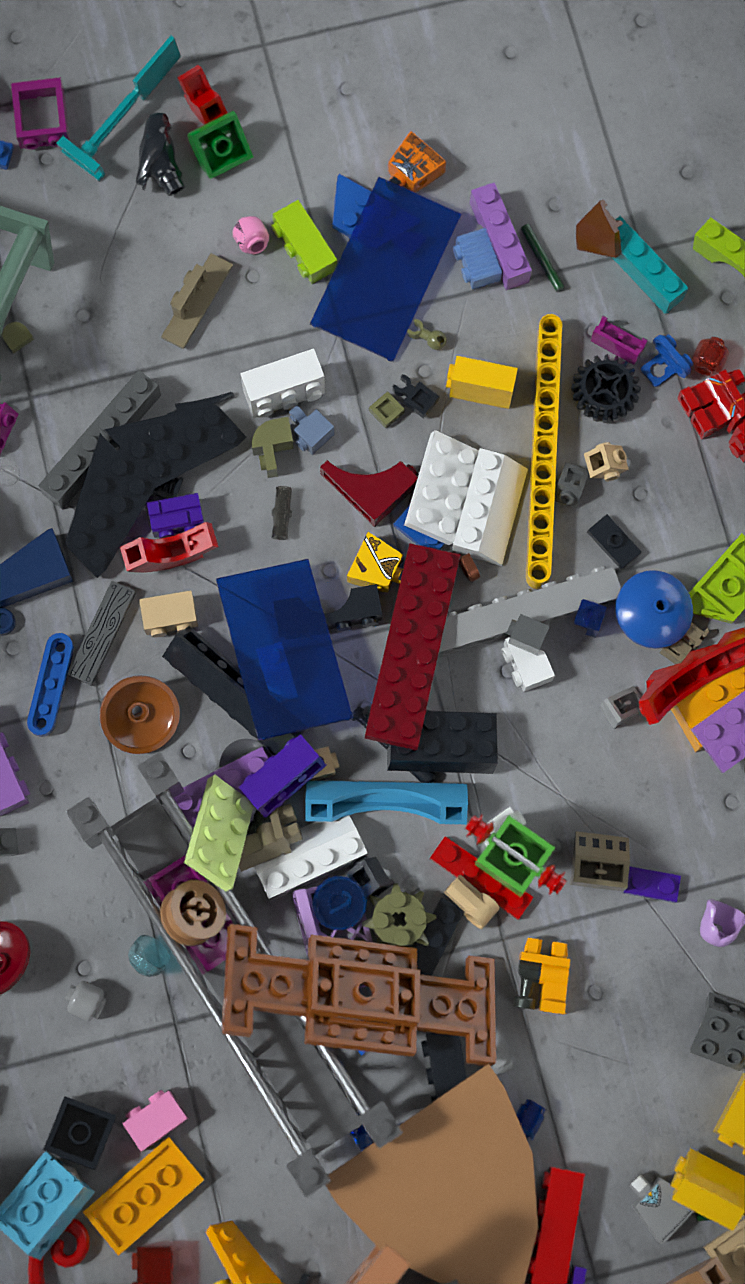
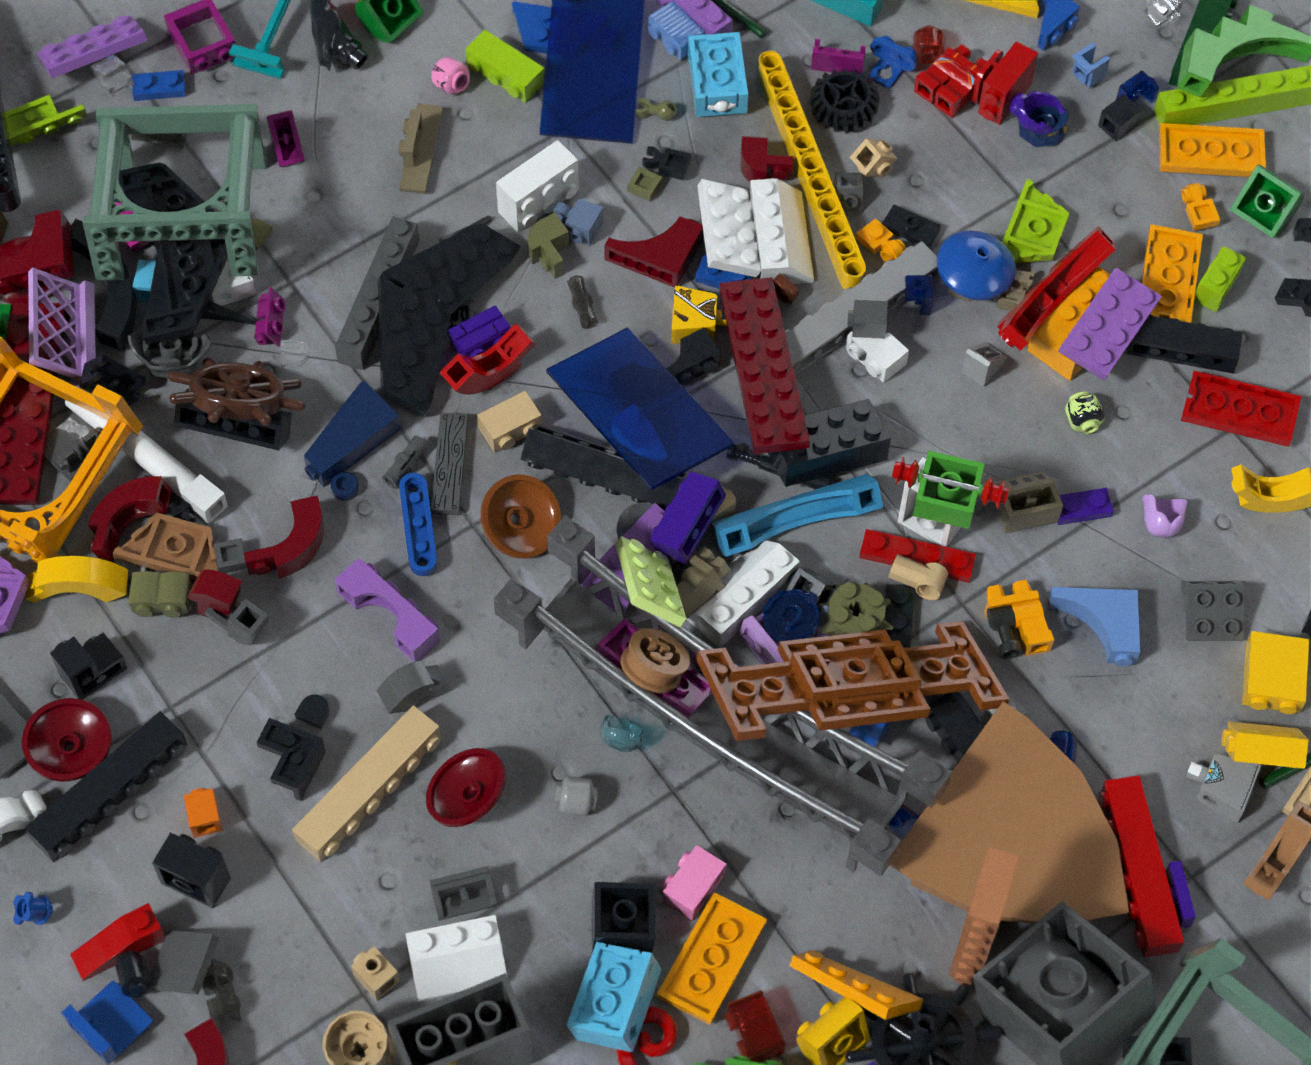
camera: 20 degrees left, 15 degrees down
(62, 617) = (405, 461): none -> dark grey pin
(76, 250) = (285, 138): none -> magenta slope
(481, 382) = (721, 125): yellow brick -> none
(496, 321) = (717, 74): none -> medium azure piece
(497, 429) = (758, 165): none -> dark red brick
(577, 542) = (878, 237): none -> light orange plate
(630, 1008) = (1109, 613): none -> medium blue arch
(693, 793) = (1084, 412): none -> head

